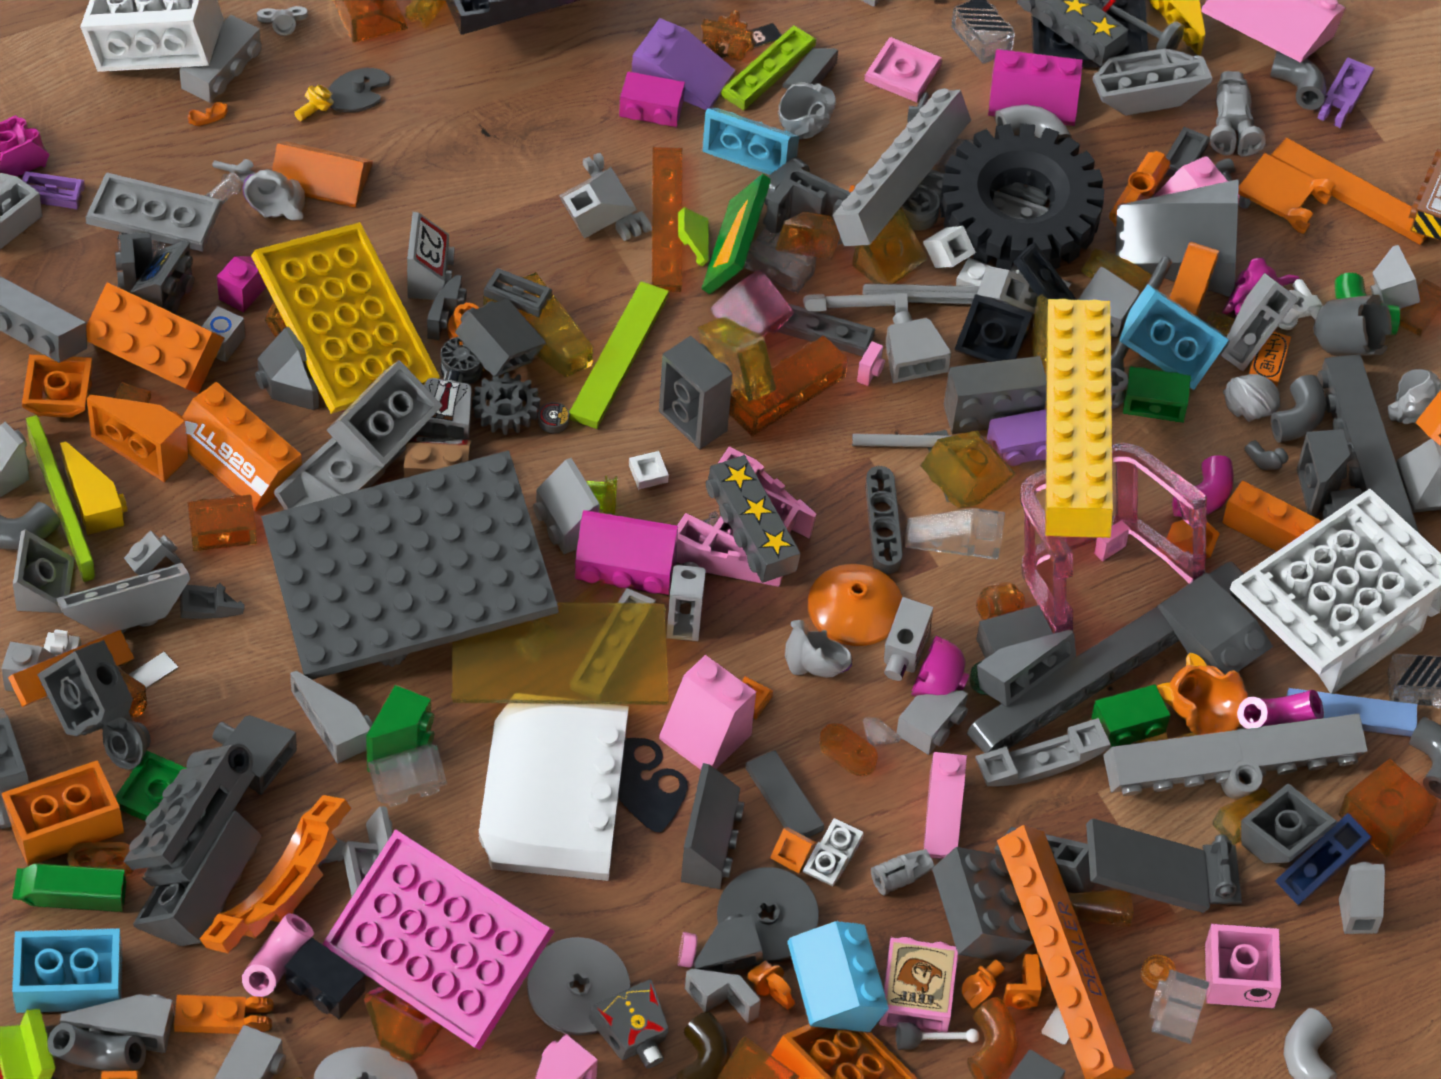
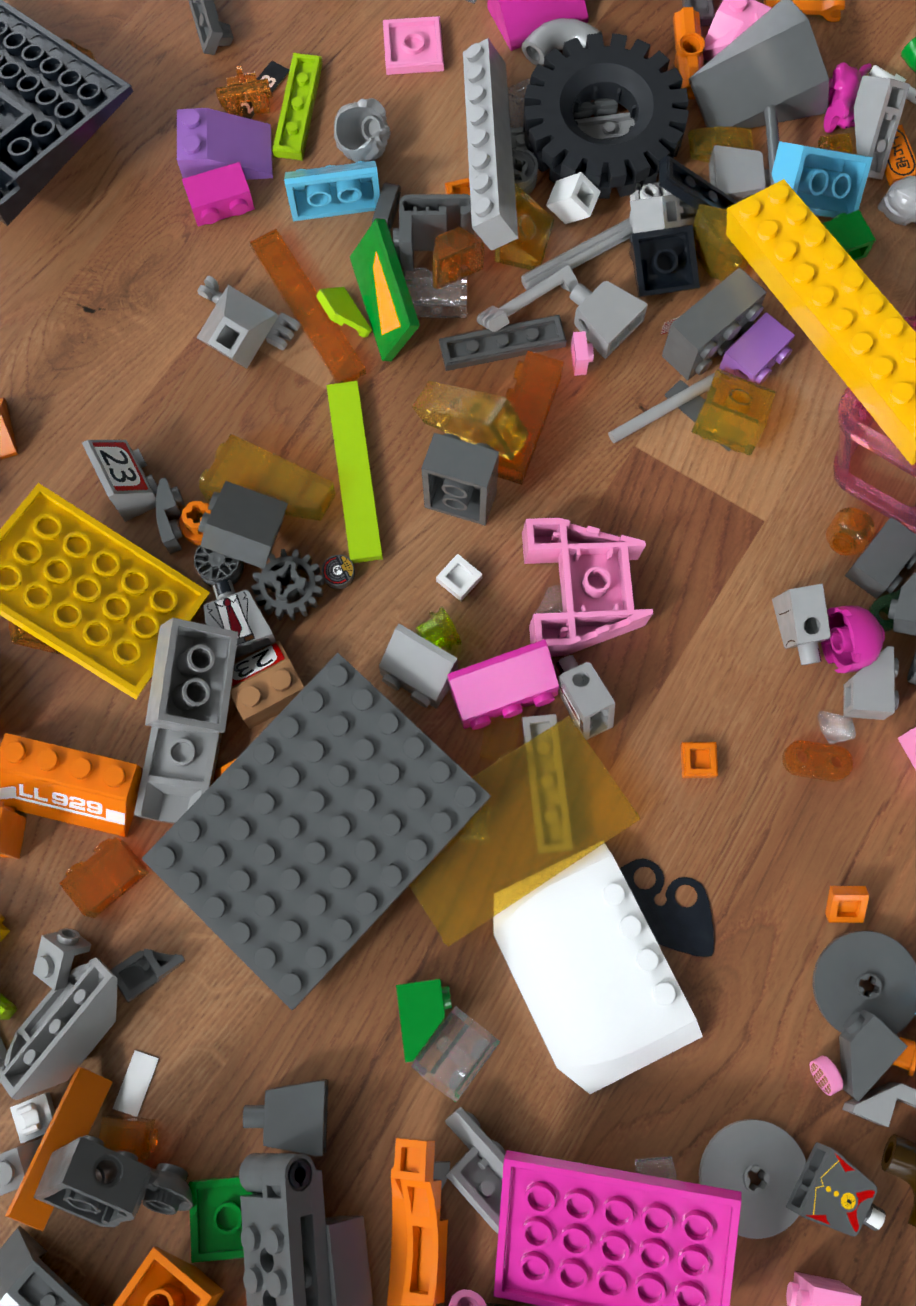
camera: 25 degrees left, 20 degrees up
(285, 372) = (62, 678): dark grey slope -> none
(333, 717) = (351, 1033): light grey slope -> none
(516, 294) = (233, 477): dark grey tile -> none
(709, 715) = (691, 816): bright pink slope -> none
(711, 830) = (768, 936): dark grey slope -> none
(752, 519) = (602, 586): dark grey brick -> none
(754, 305) = (445, 355): clear pink slope -> none
(784, 794) = (797, 846): dark grey tile -> none
(813, 67) = (336, 87): dark grey slope -> none
(815, 652) = (734, 682): light grey hair -> none
(833, 852) = (877, 872): white slope -> none
(852, 616) = (711, 619): orange dish -> none
(887, 519) = (686, 506): dark grey beam -> none
(913, 110) = (452, 82): dark grey hand -> none
(958, 532) = (765, 480): clear slope -> none
(971, 273) = (607, 213): white plate -> none
(1194, 276) = (802, 111): orange beam -> none

